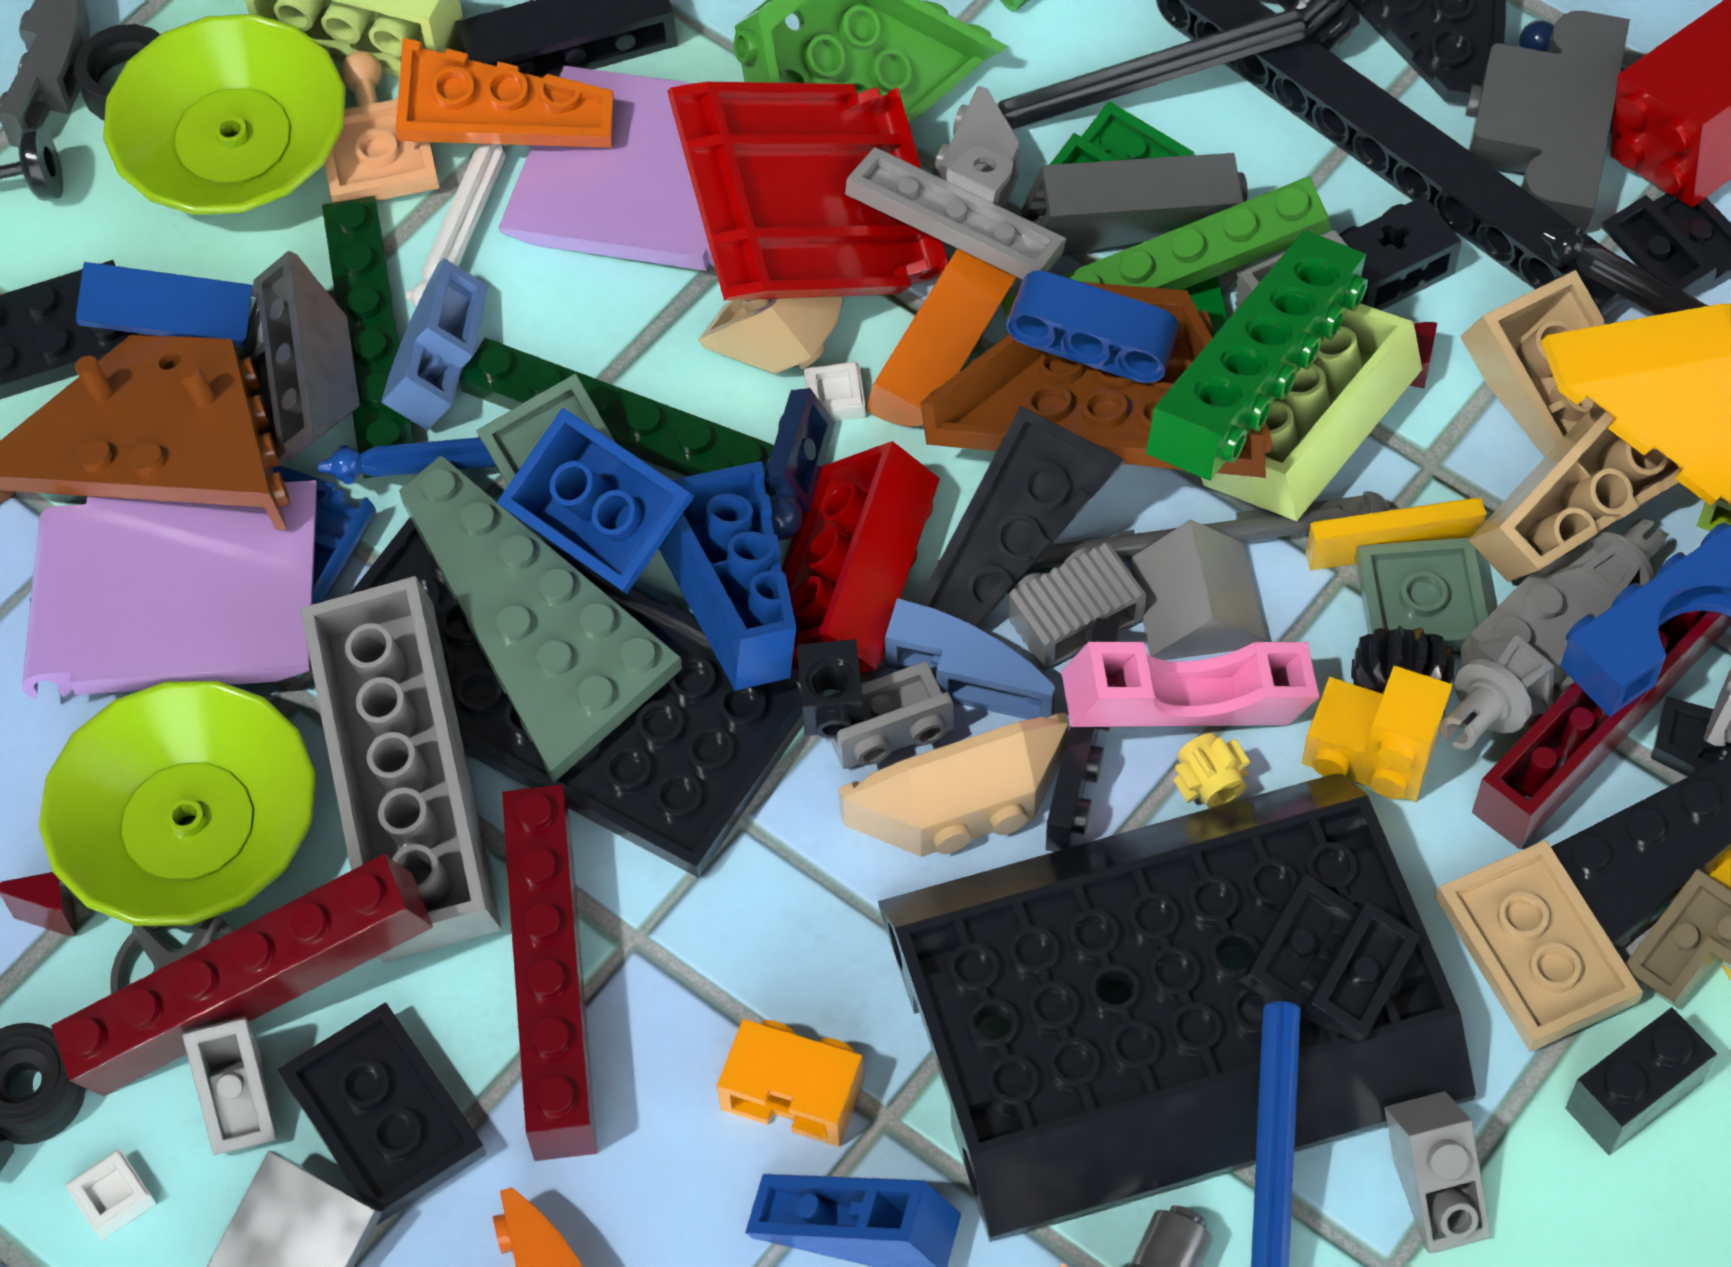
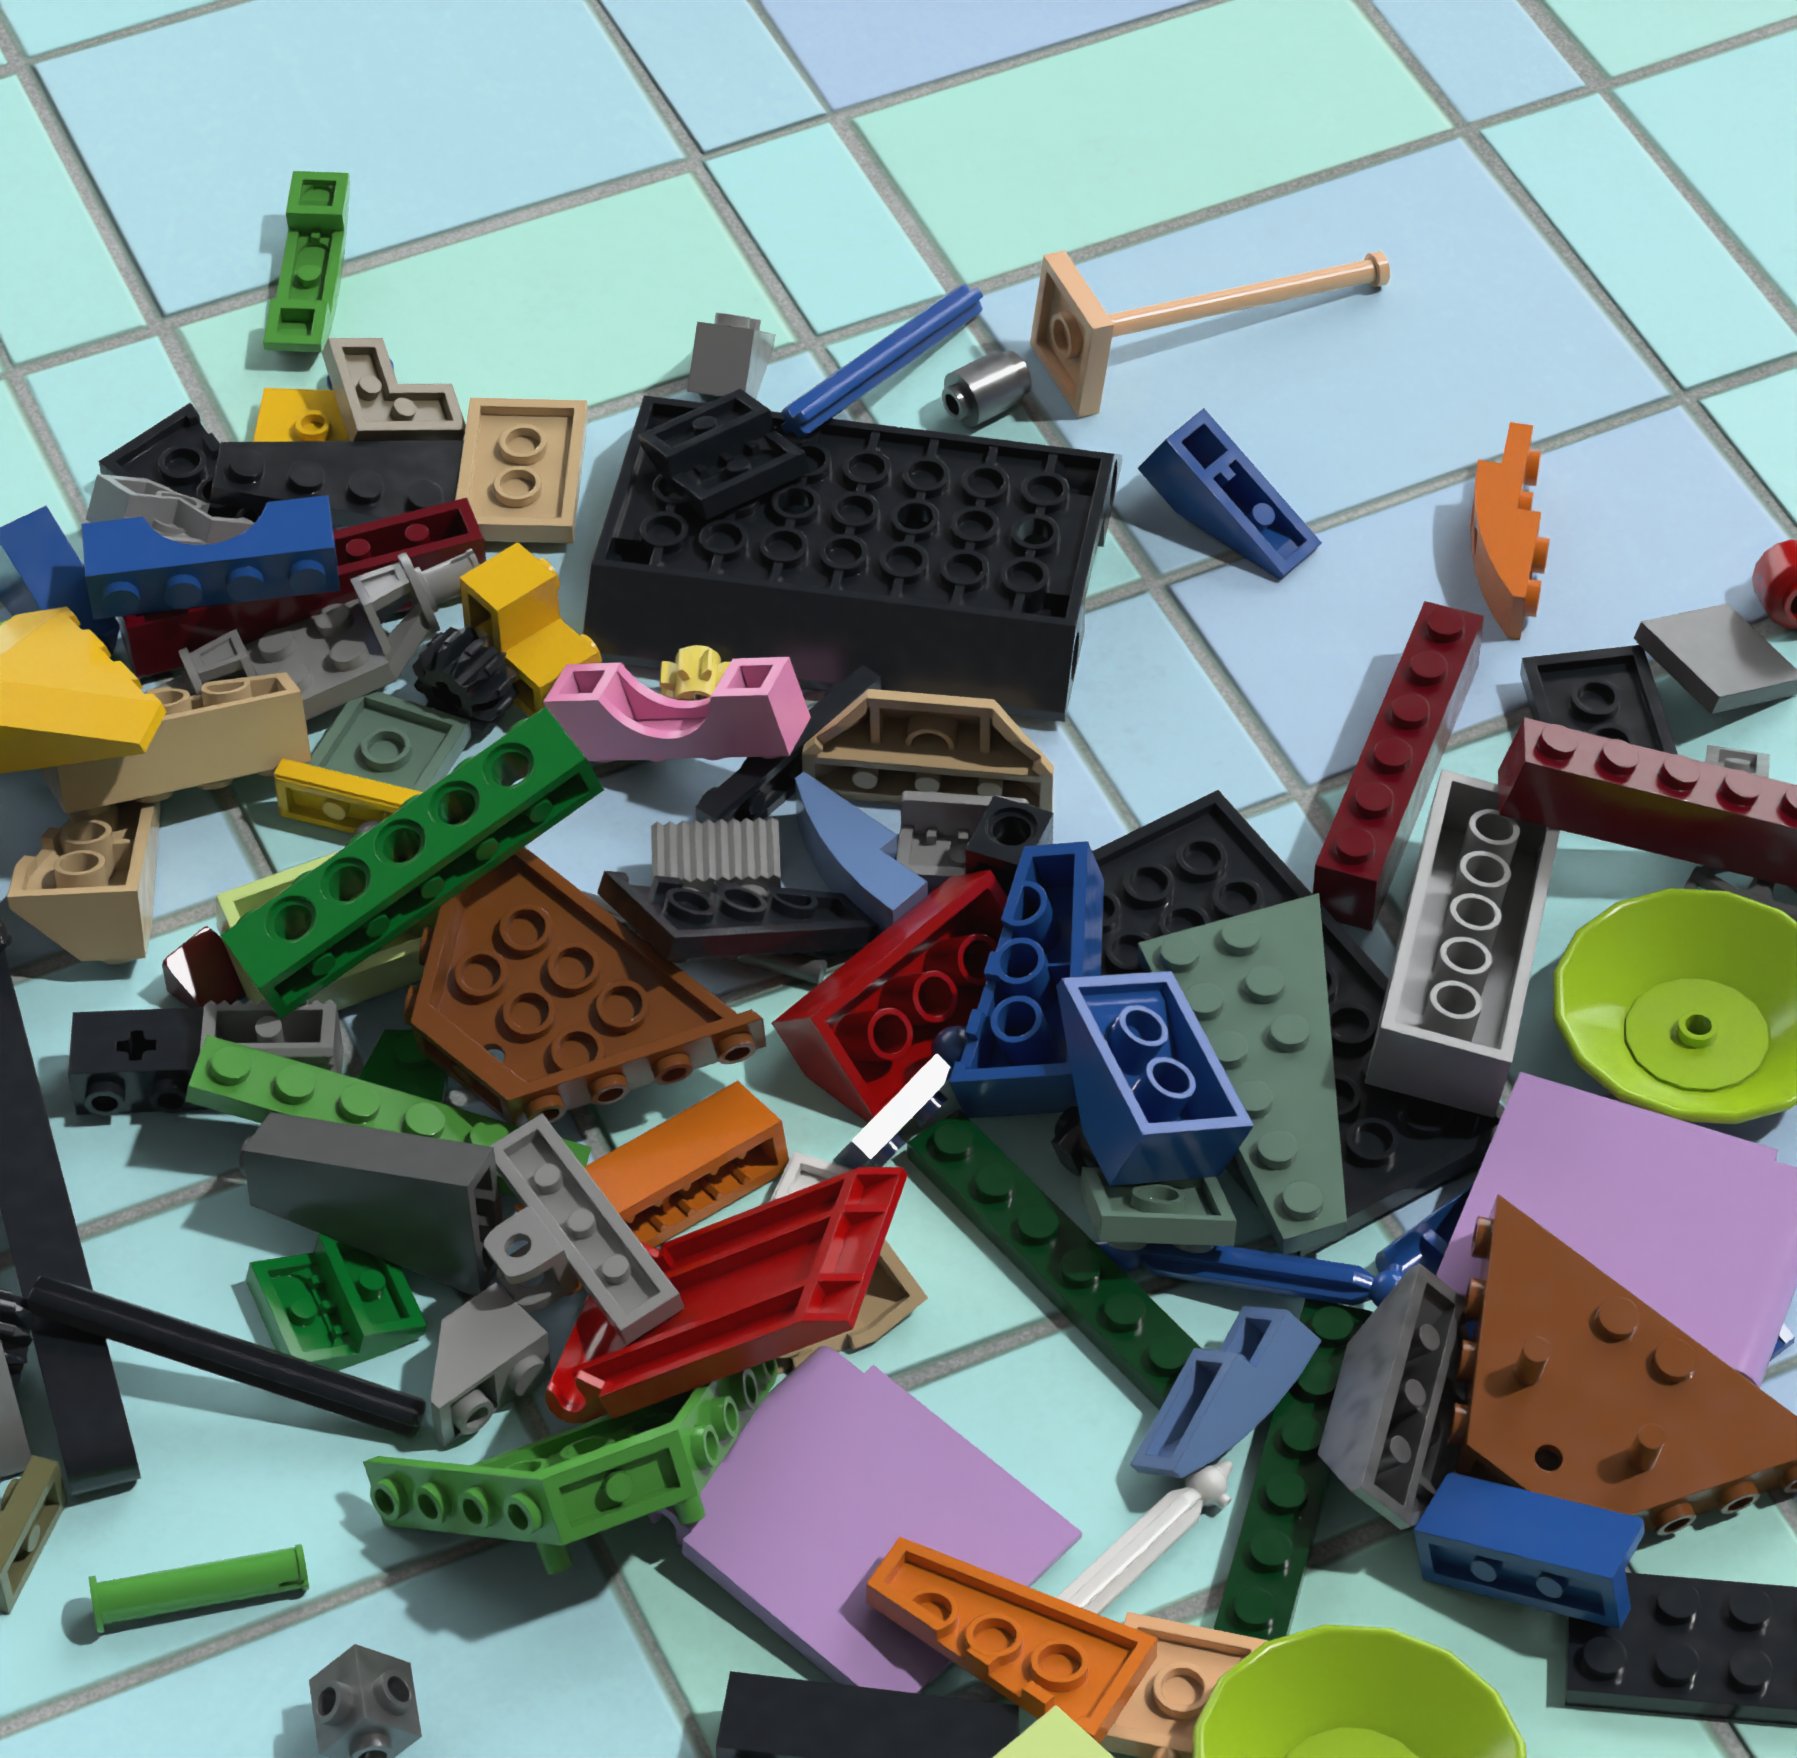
camera: 155 degrees left, 10 degrees down
(793, 1078) = (1223, 610): light orange brick -> none
(1093, 326) = (539, 1008): blue beam -> none
(1197, 594) = (604, 834): light grey slope -> none
(1640, 1081) = (525, 346): black brick -> none

